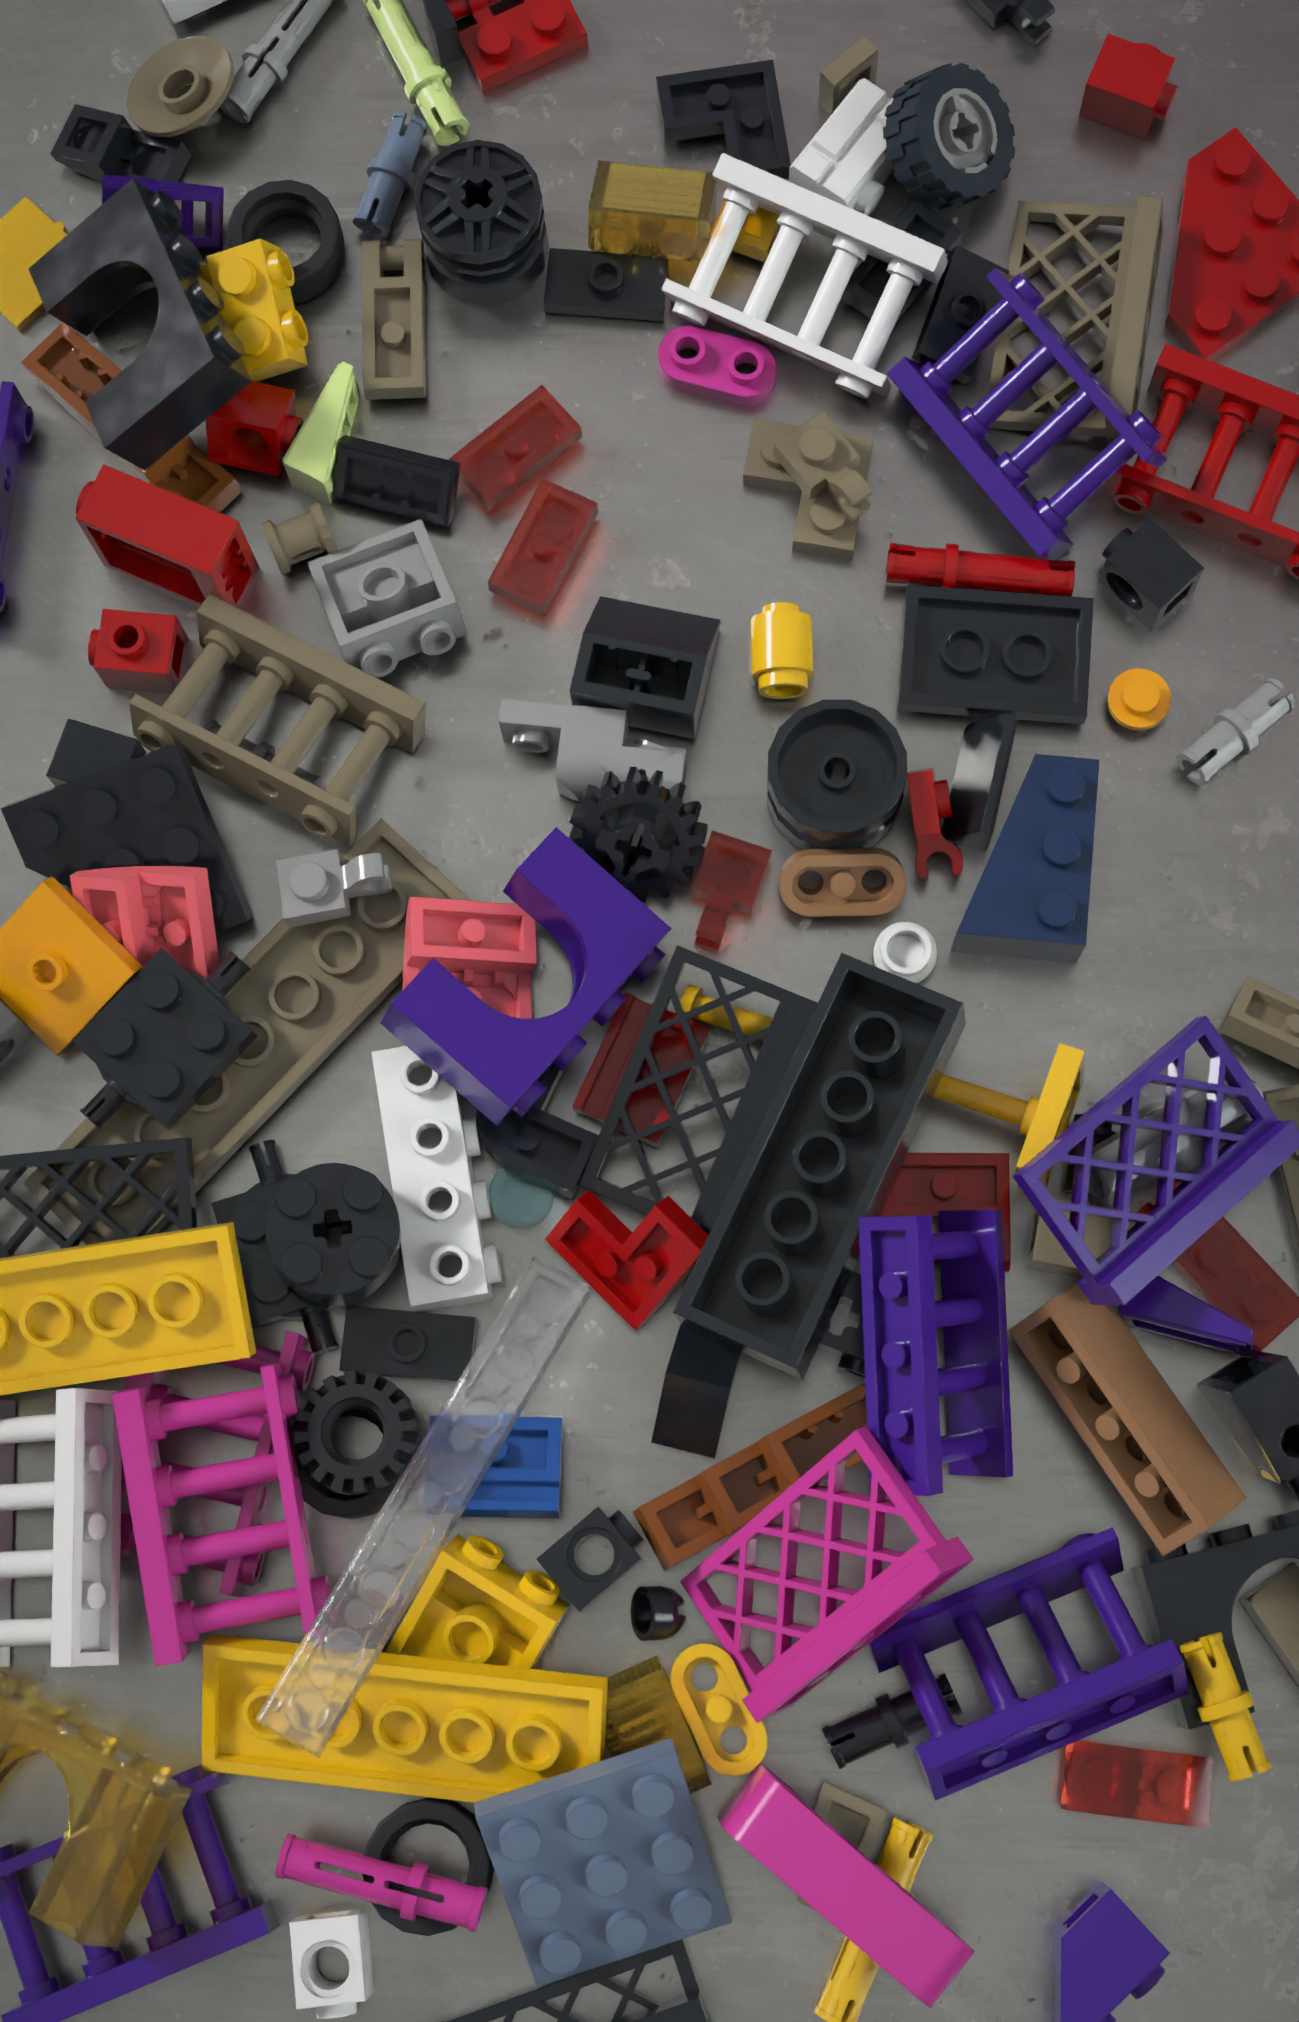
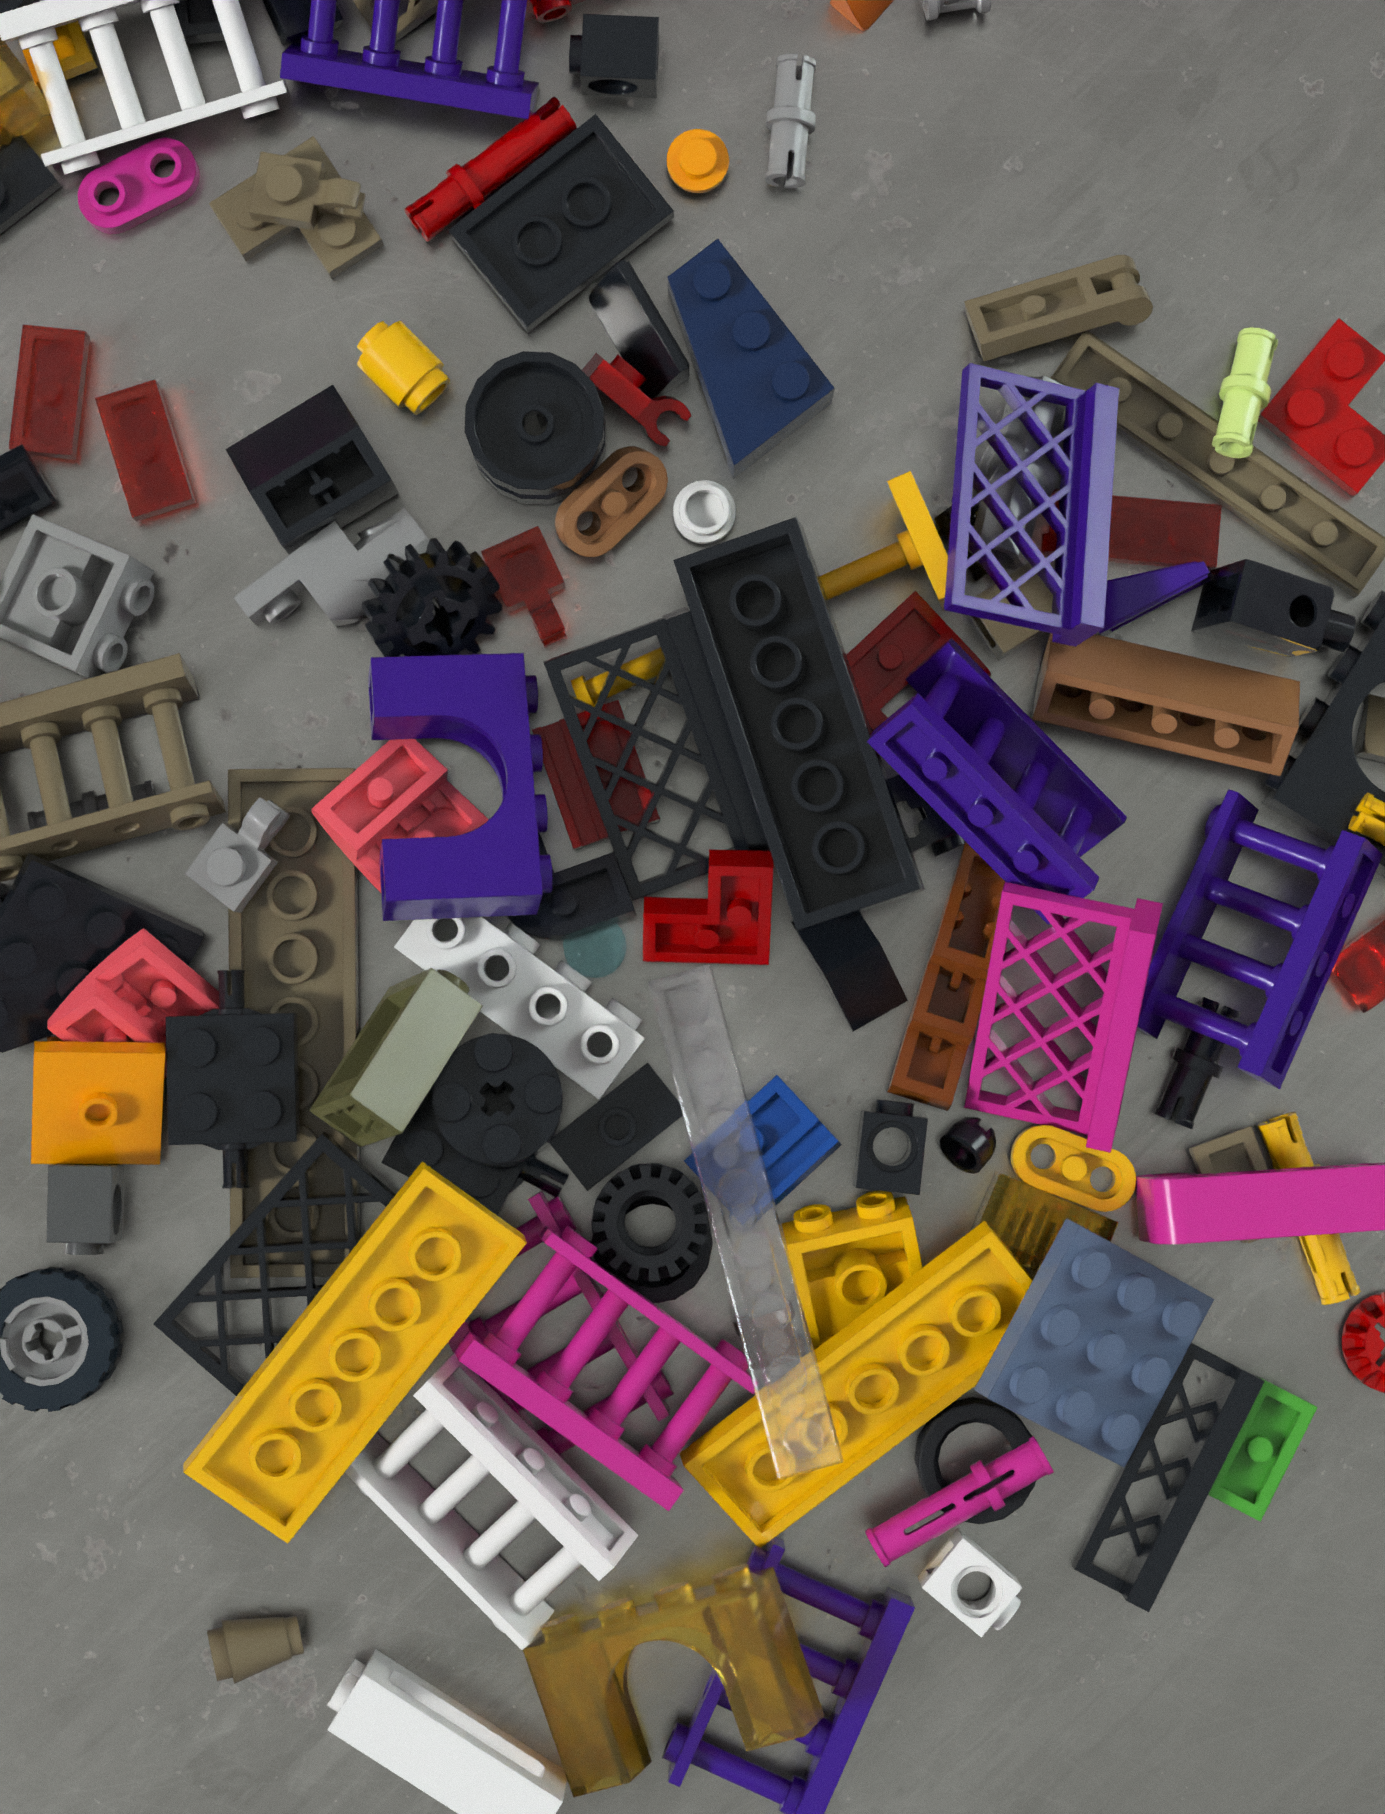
camera: 50 degrees left, 10 degrees up
(294, 1131) = (397, 1057): none -> window

